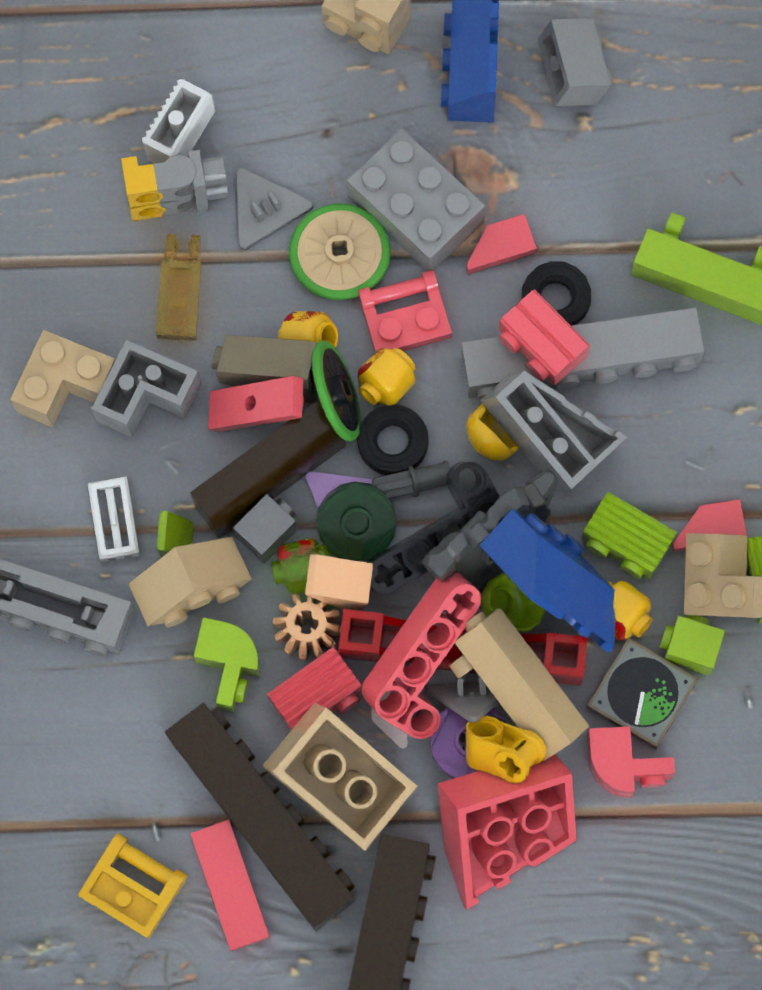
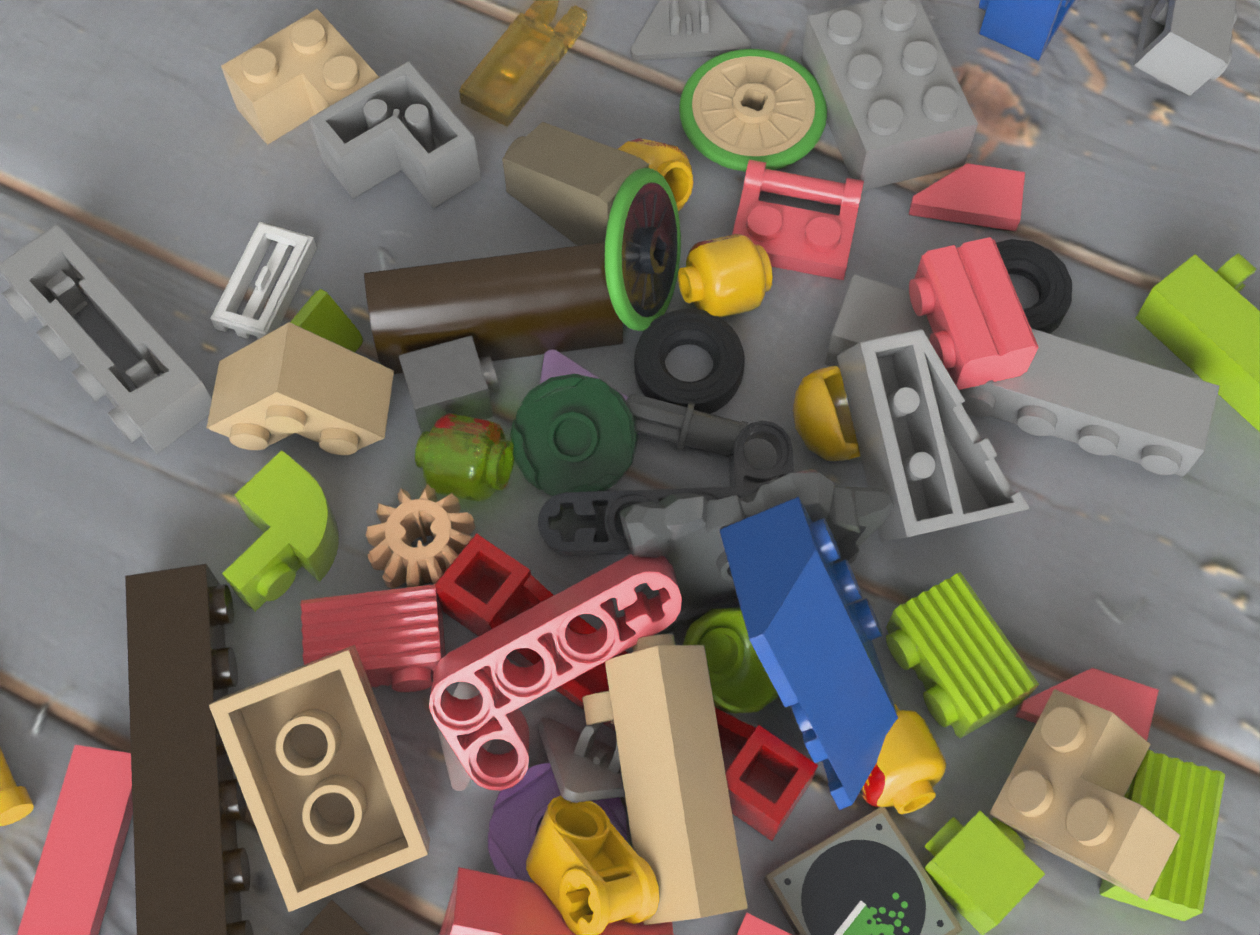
camera: 25 degrees right, 10 degrees down
(256, 404) = (530, 216): coral tile -> none
(339, 582) = (493, 493): light nougat slope -> none

